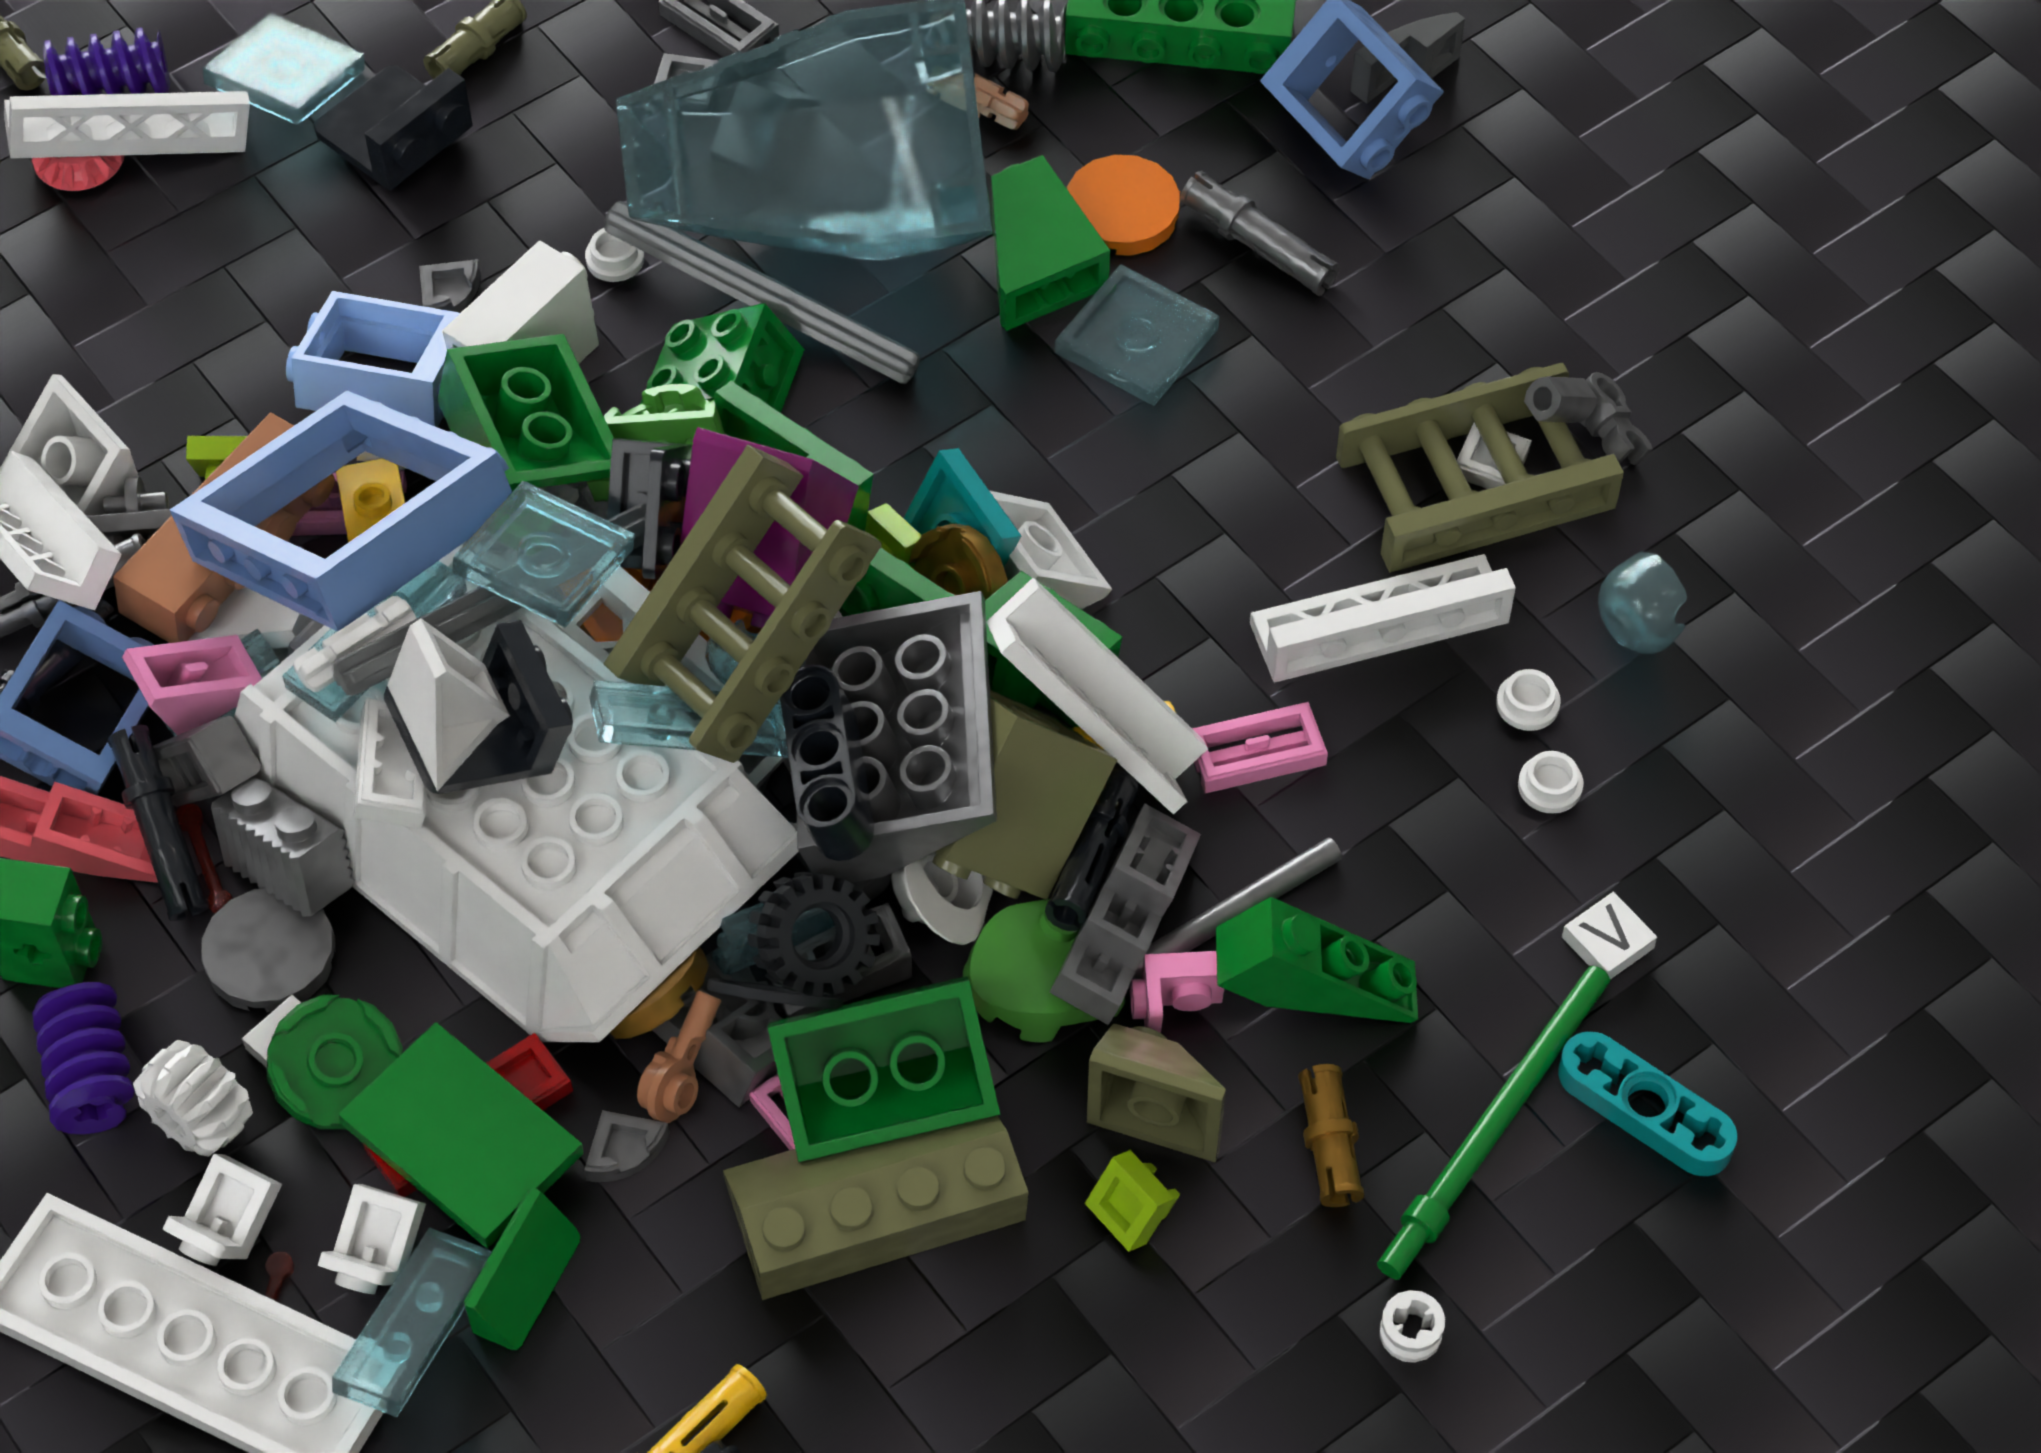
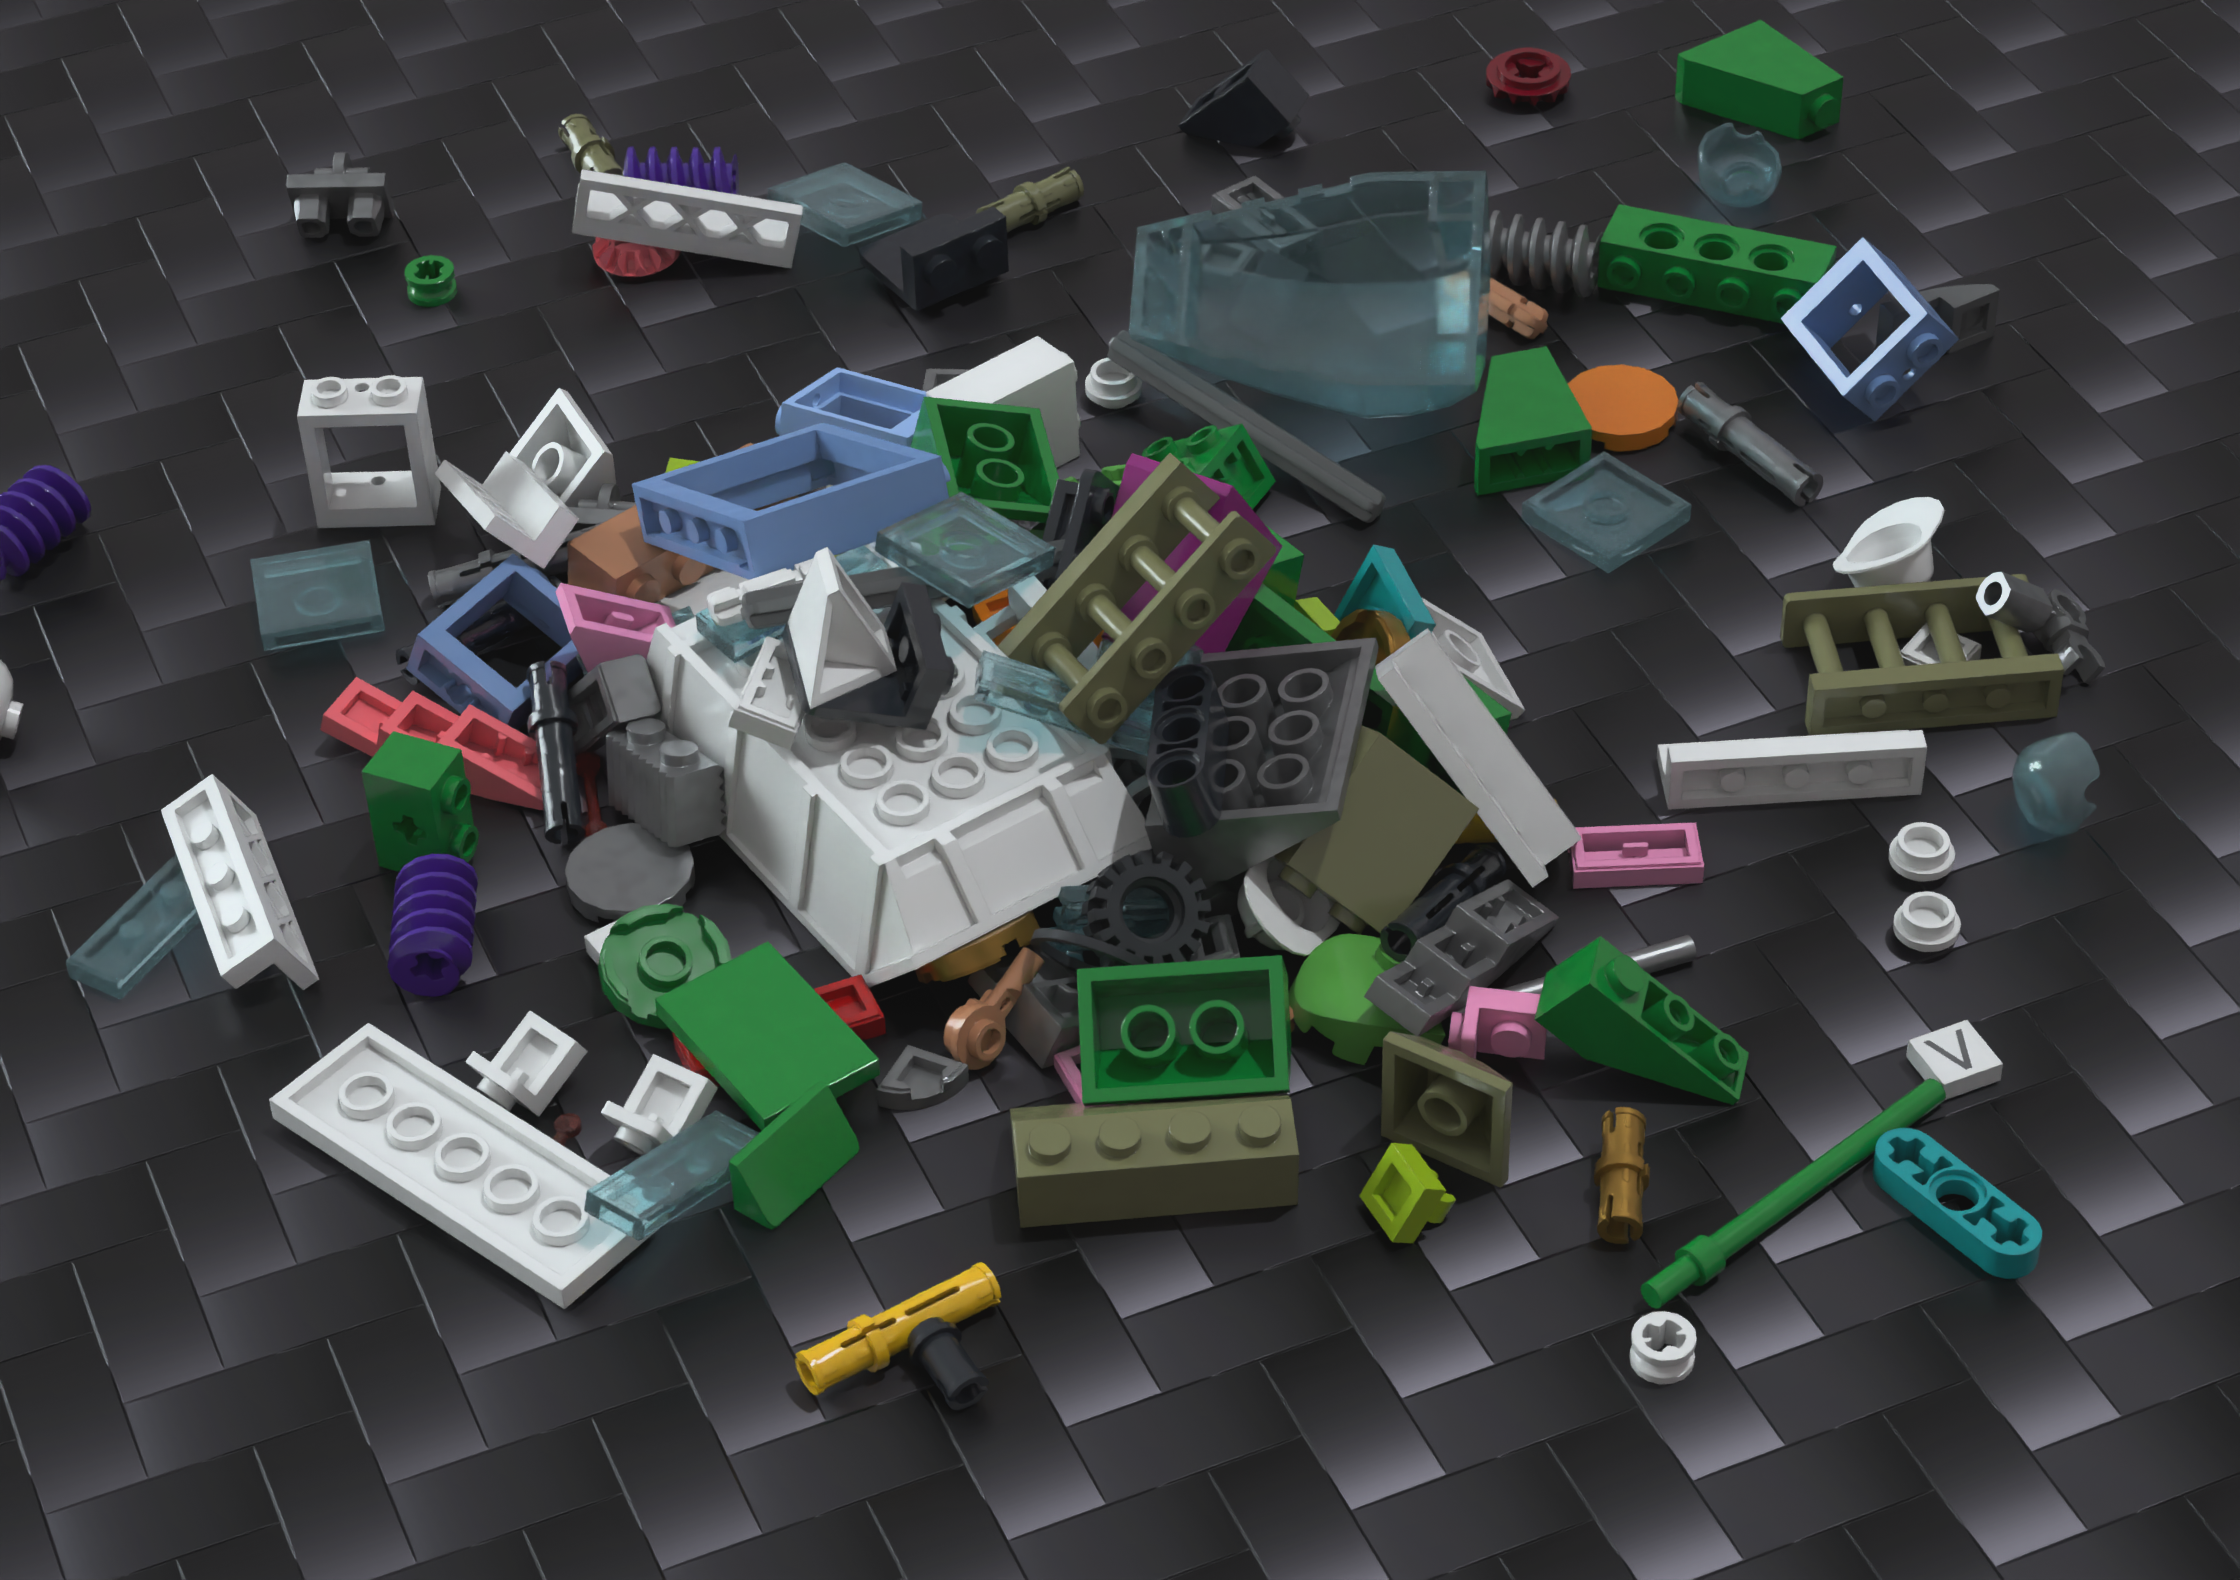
camera: 15 degrees right, 15 degrees down
(193, 1098) = (523, 965): white gear -> none
(1427, 343) = (1893, 545): none -> white piece

